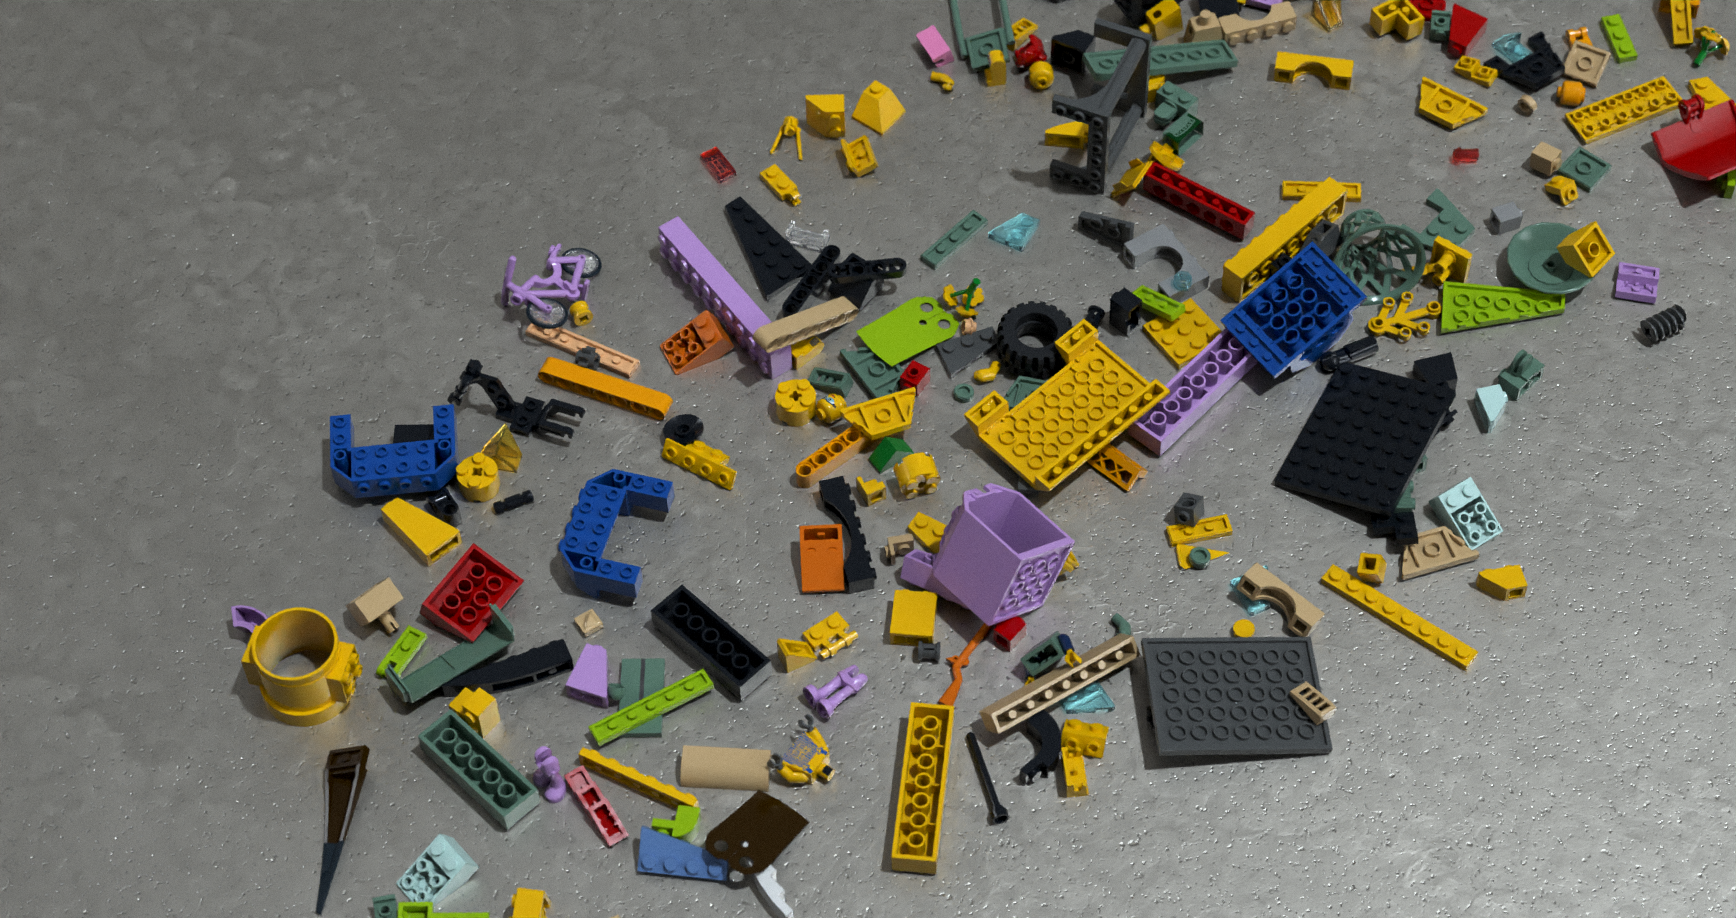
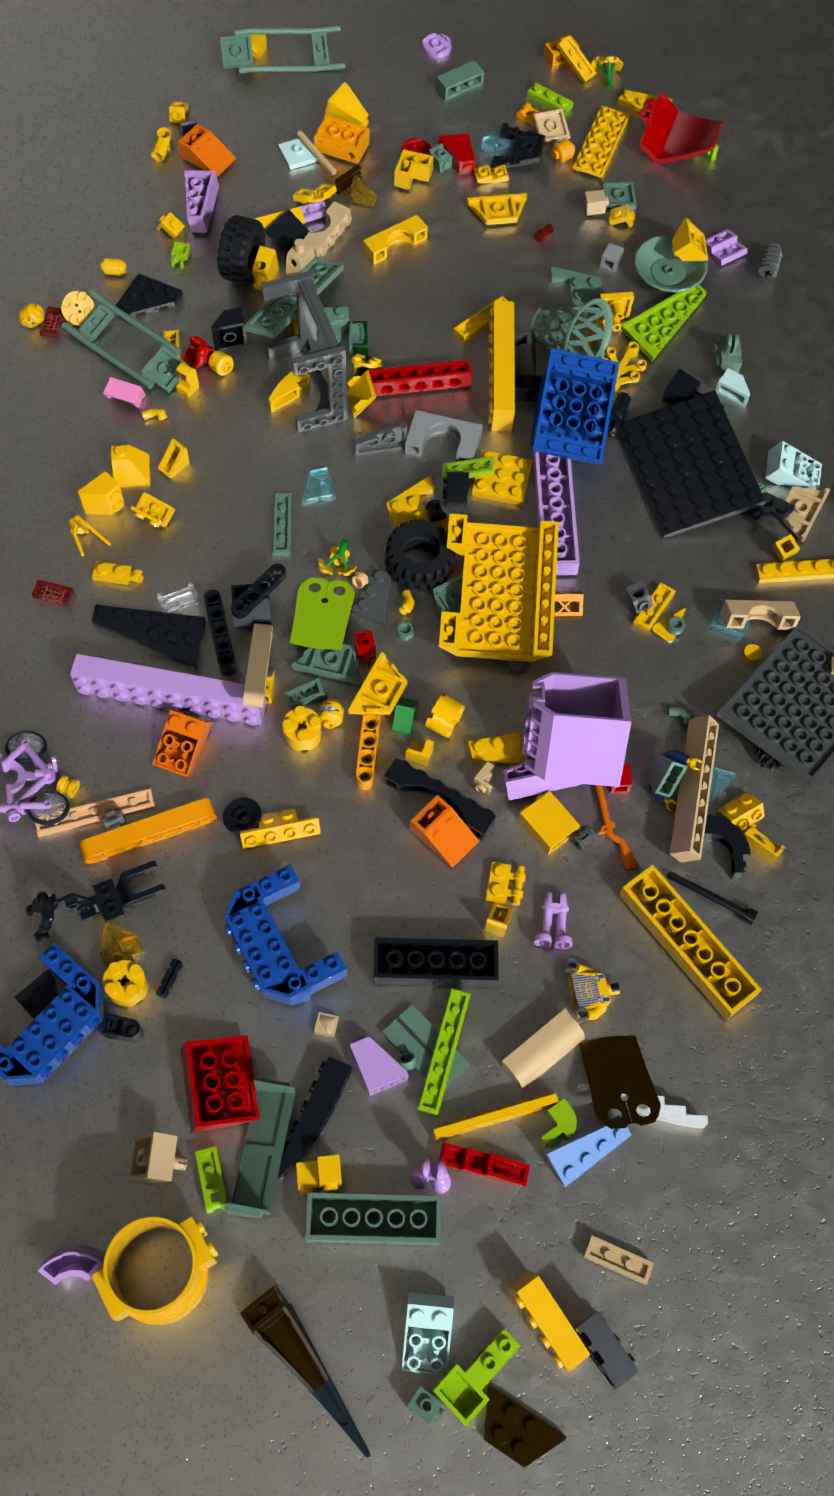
camera: 50 degrees left, 10 degrees up
(421, 531) = (124, 1065): yellow slope -> none
(918, 127) = (174, 459): none -> yellow slope
(1076, 298) = (409, 506): none -> yellow wing
(1182, 275) = (472, 445): clear light blue bush -> none
(1527, 104) = (545, 175): tan tile -> none

